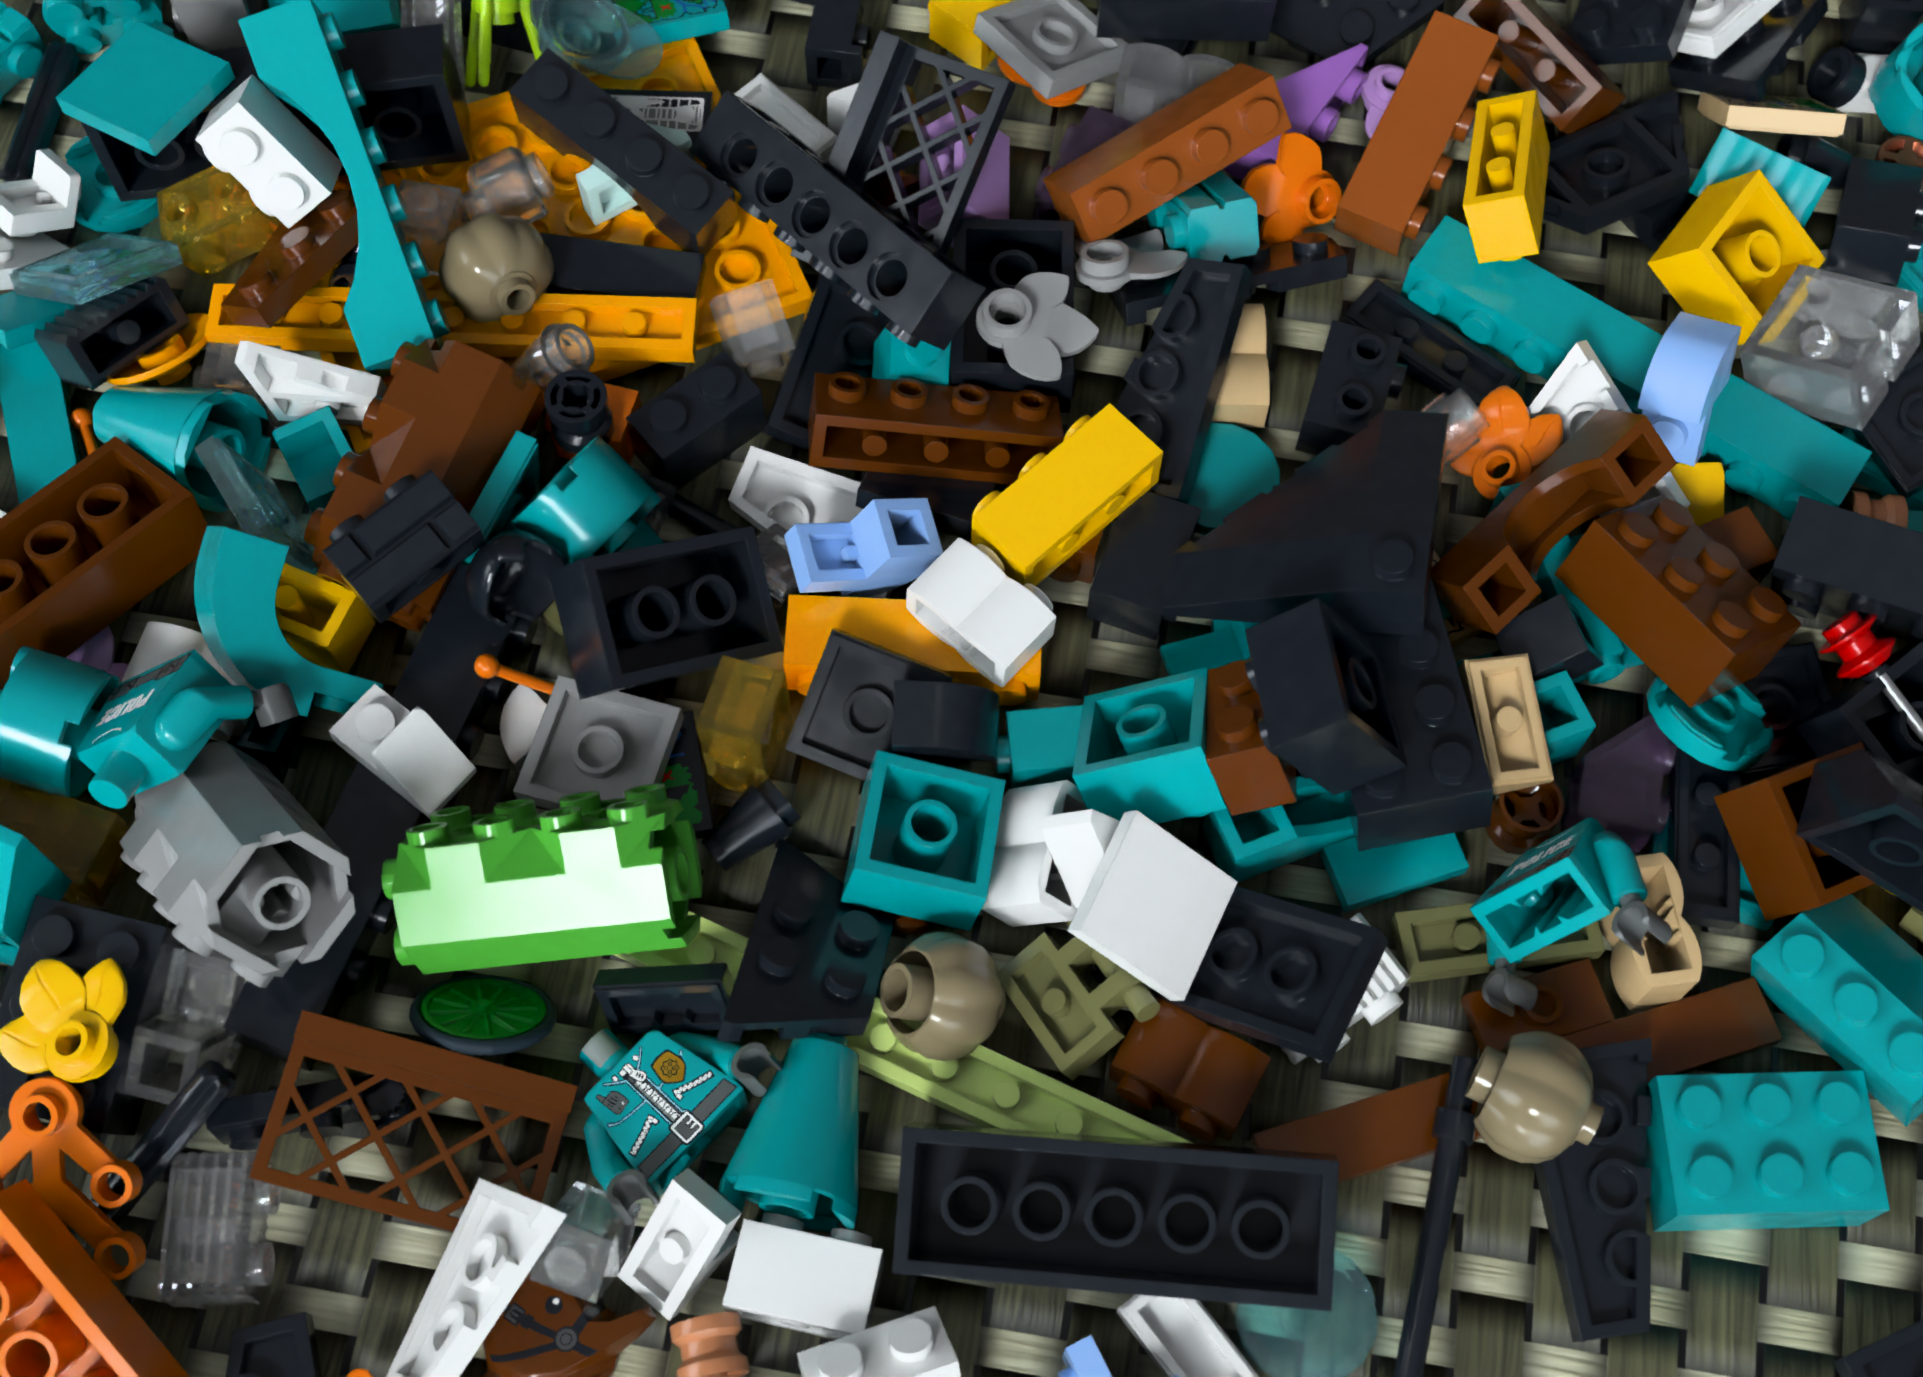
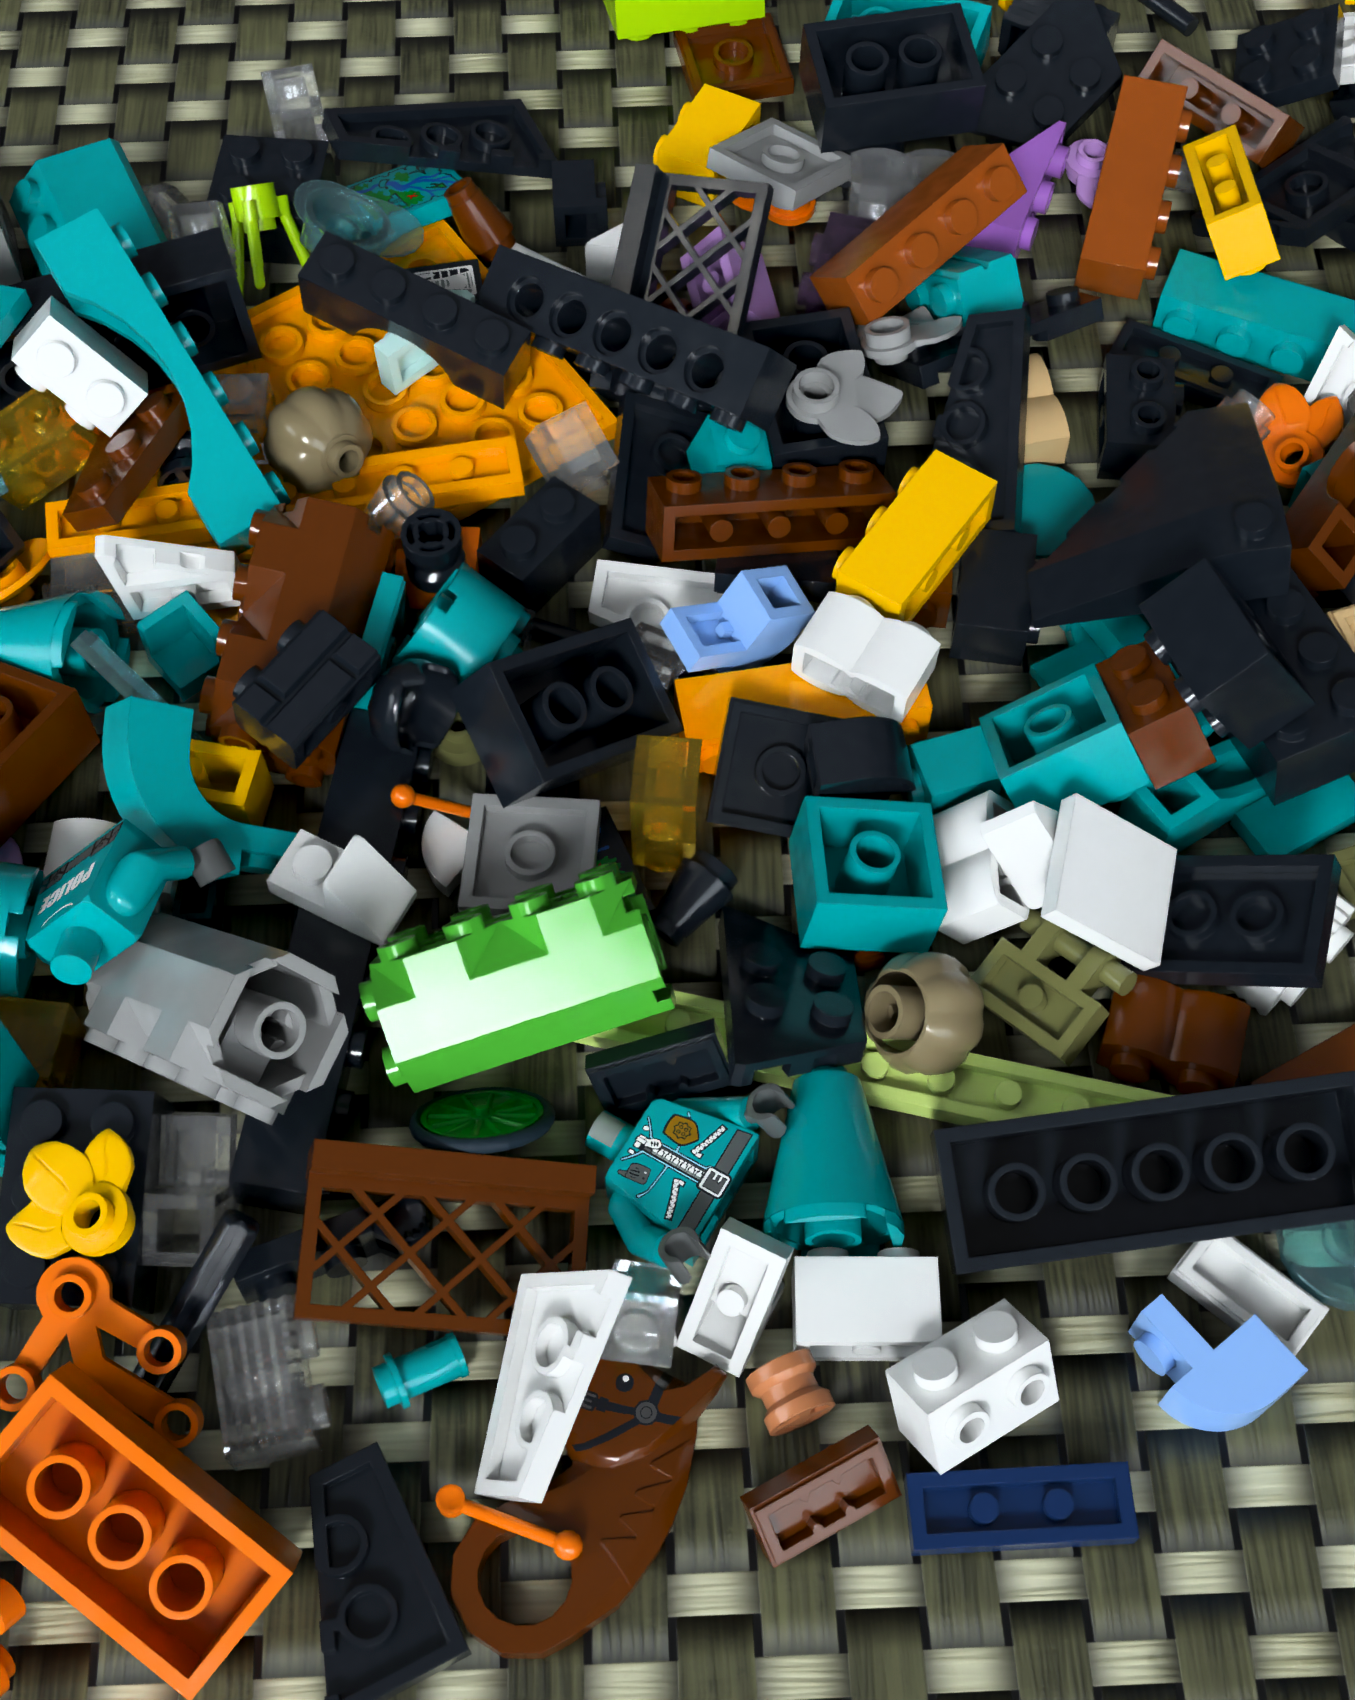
camera: 10 degrees left, 5 degrees down
(364, 1249) = (419, 1370): none -> teal pin
(509, 185) = (308, 362): clear head -> none
(622, 269) = (436, 423): black tile -> none
(727, 48) = (478, 219): none -> reddish brown cone
(1292, 190) = (1041, 254): orange plate -> none

